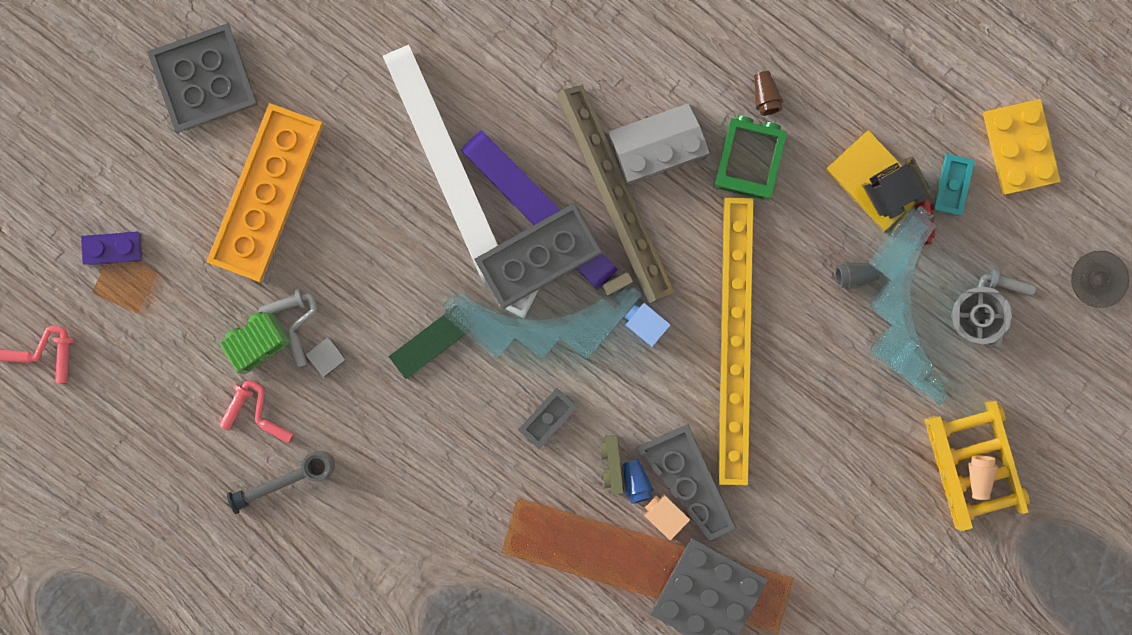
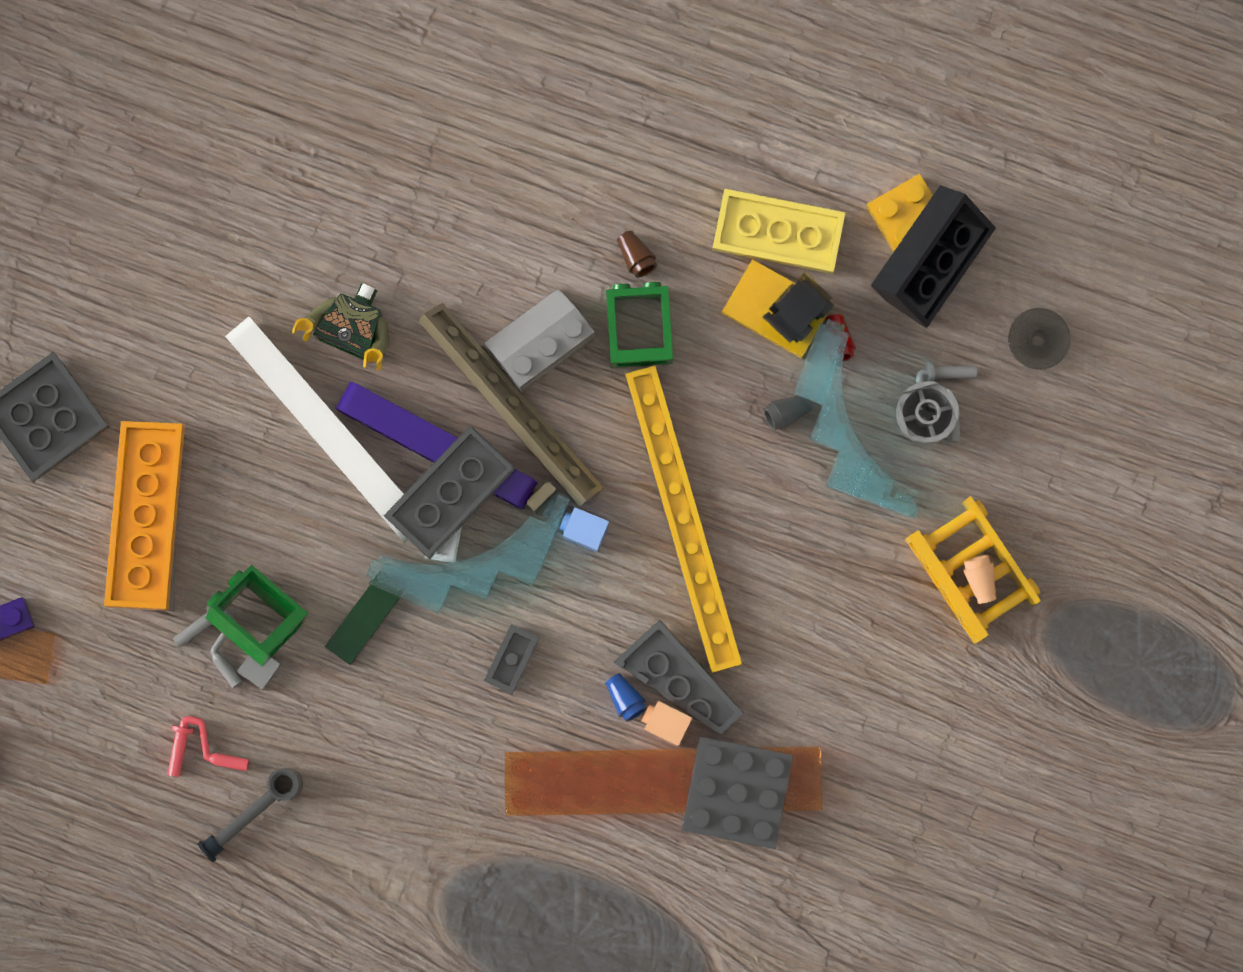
camera: 20 degrees left, 5 degrees down
(254, 342) = (179, 674): bright green brick -> none
(355, 297) = (271, 595): none -> green window
(495, 80) = (349, 326): none -> torso
(613, 477) = (587, 674): olive plate -> none
(899, 112) = (778, 231): none -> light yellow plate
(953, 185) = (857, 289): teal plate -> none
(1031, 176) = (933, 255): none -> black slope

